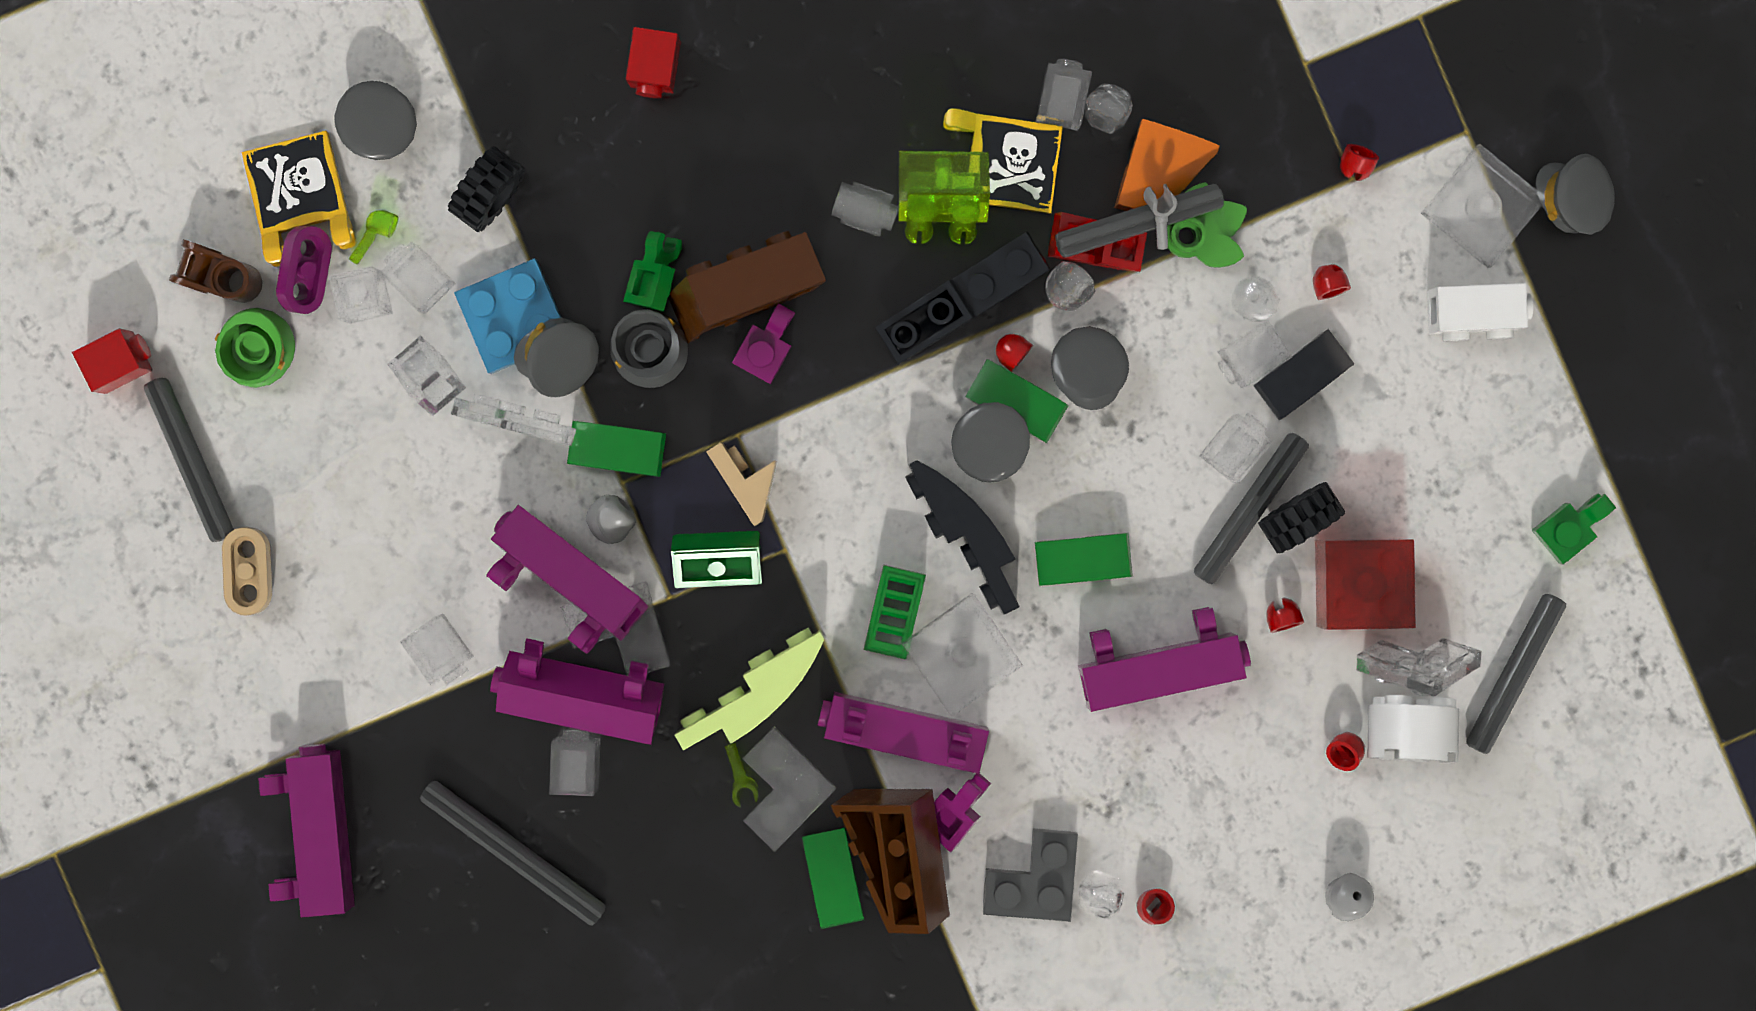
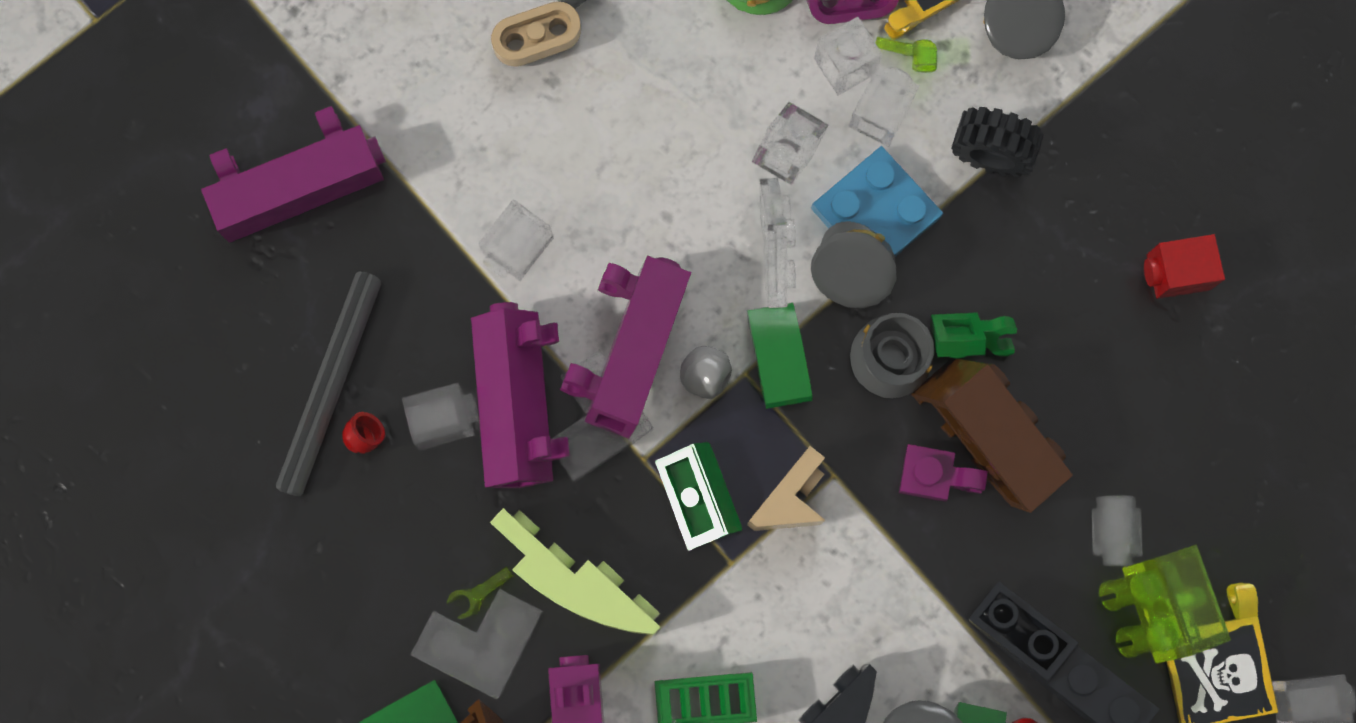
camera: 70 degrees right, 10 degrees down
(571, 833) = (363, 433): none -> red hinge

